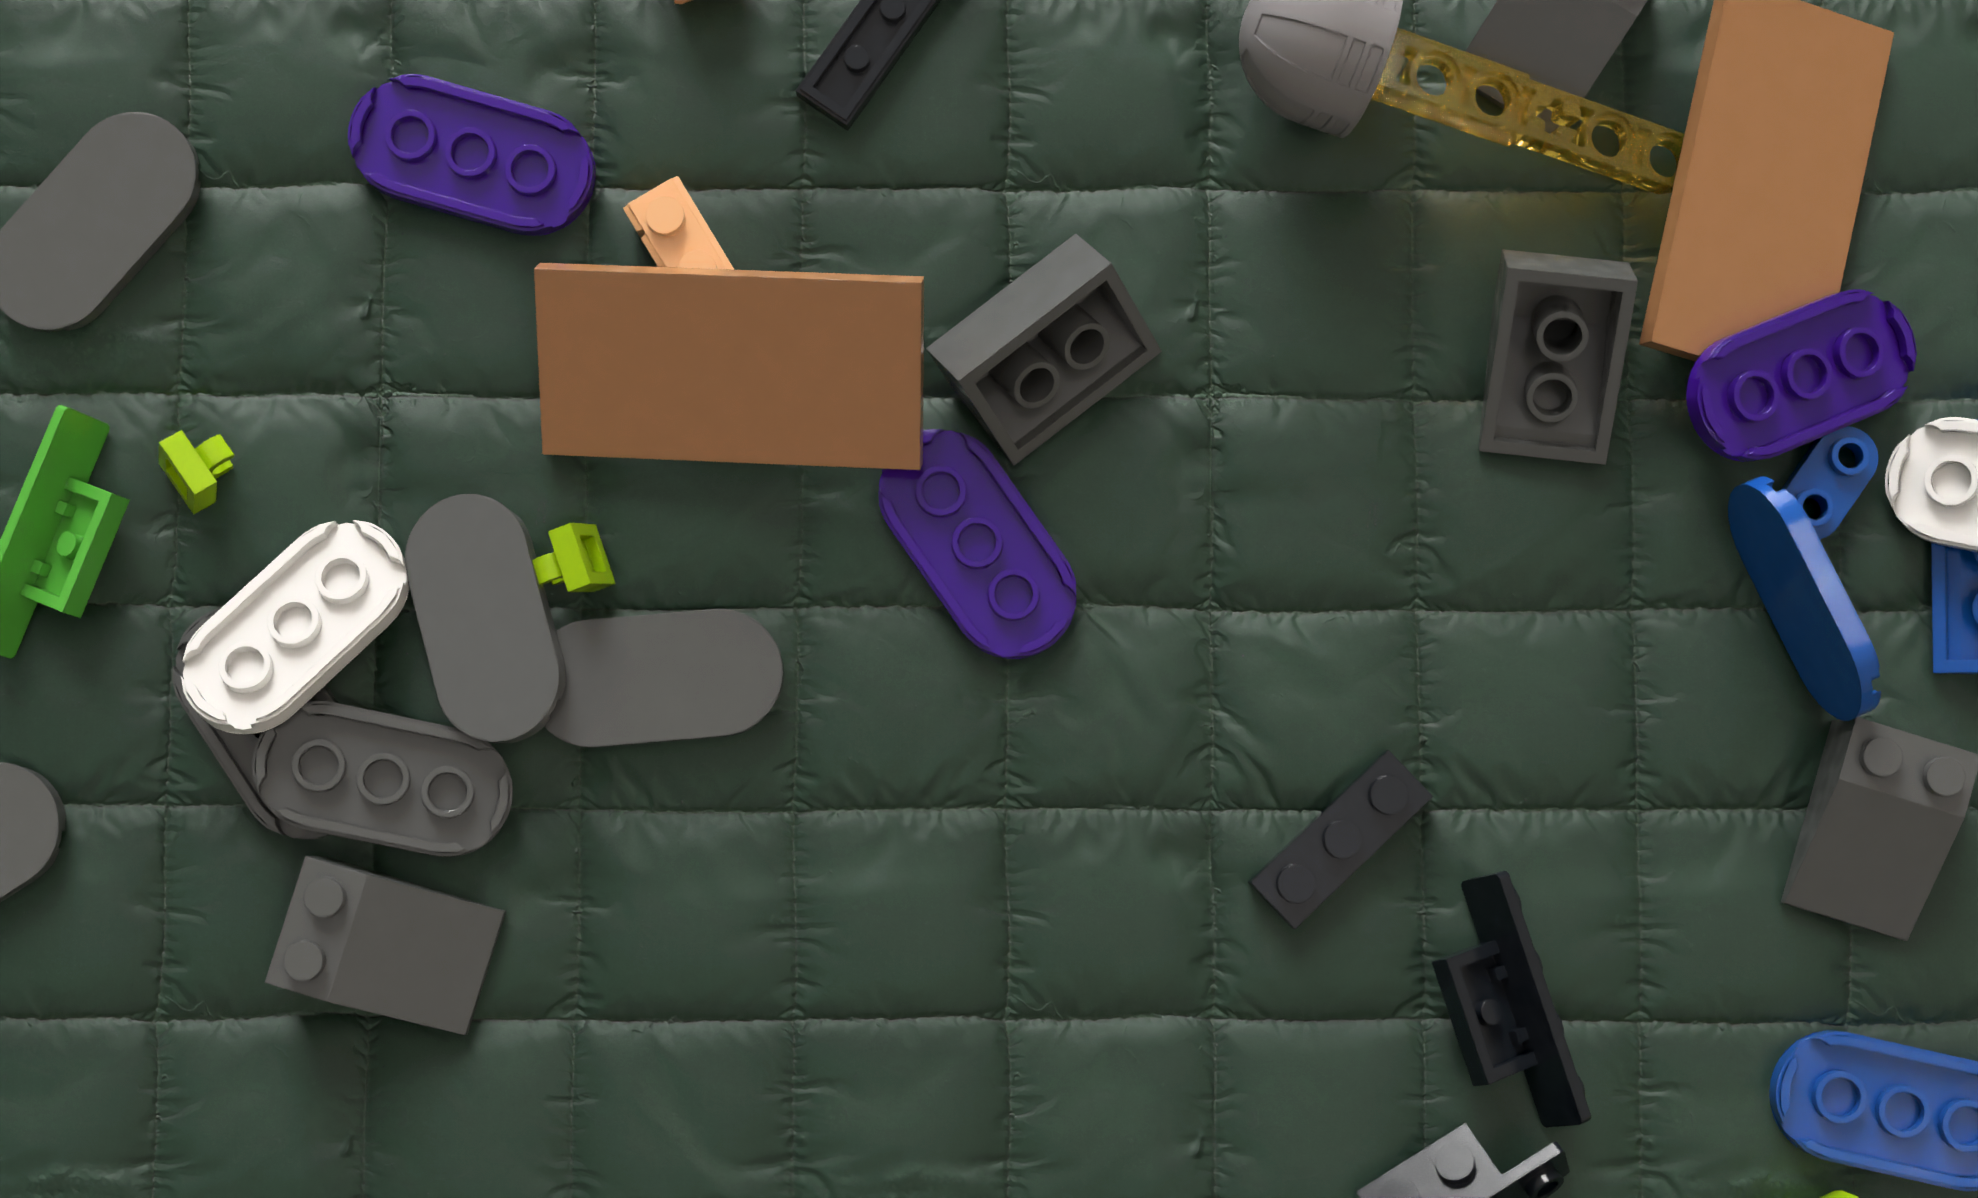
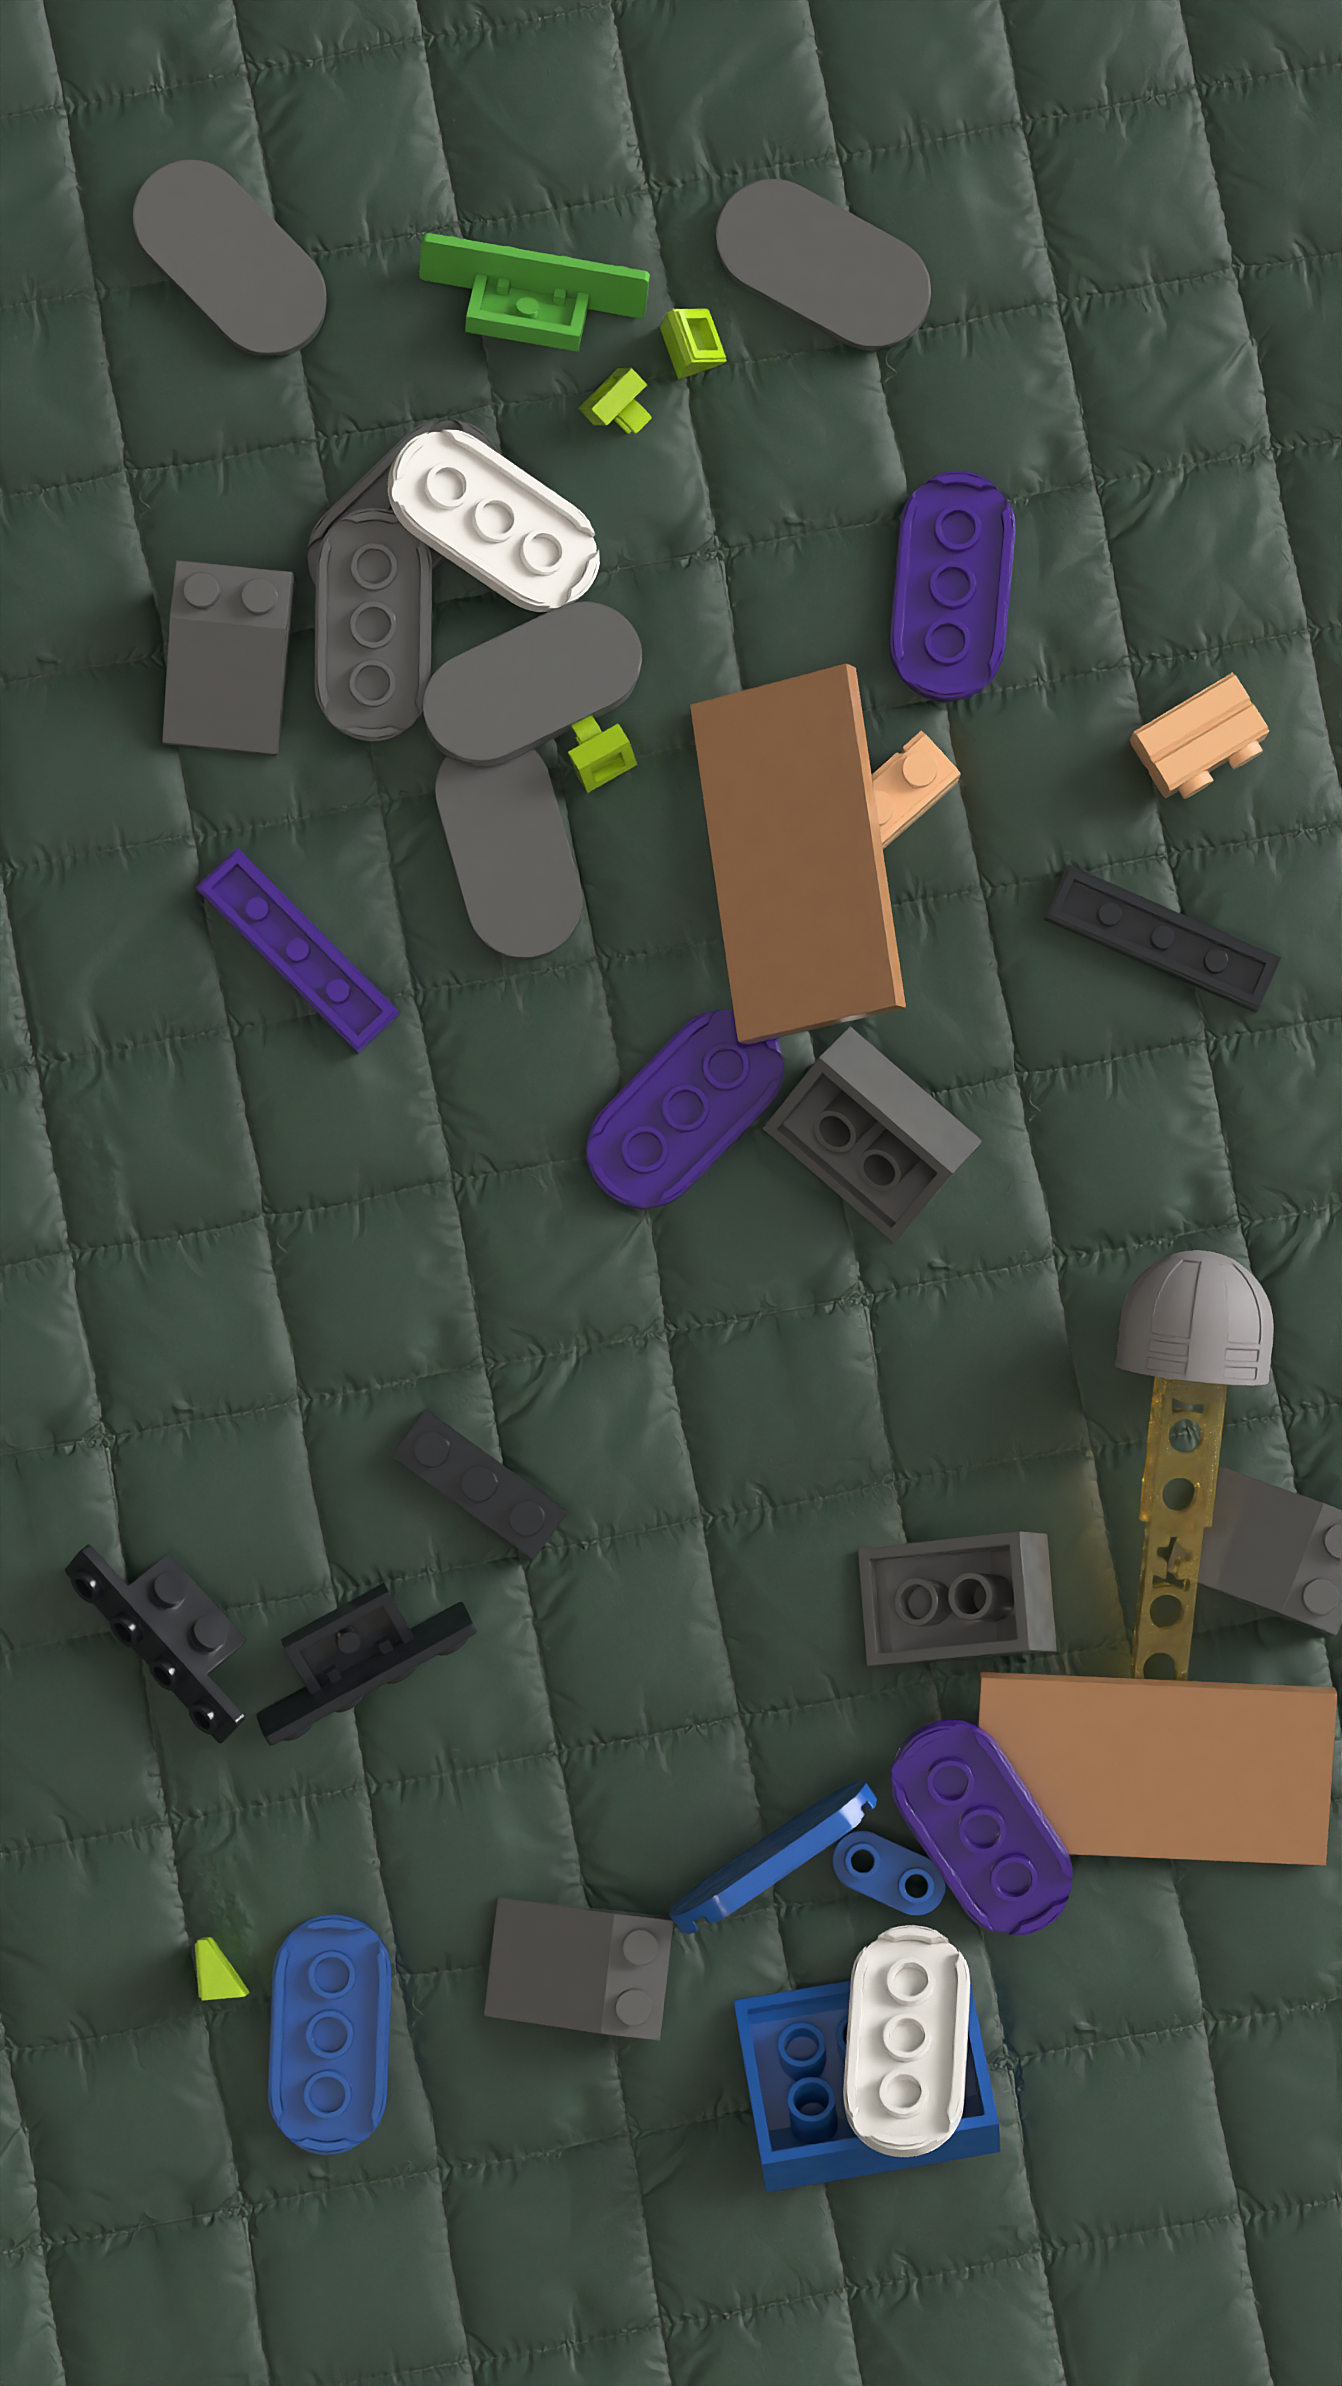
camera: 80 degrees right, 0 degrees up
(146, 378) = (692, 341): none -> lime slope
(724, 929) = (298, 950): none -> dark purple tile

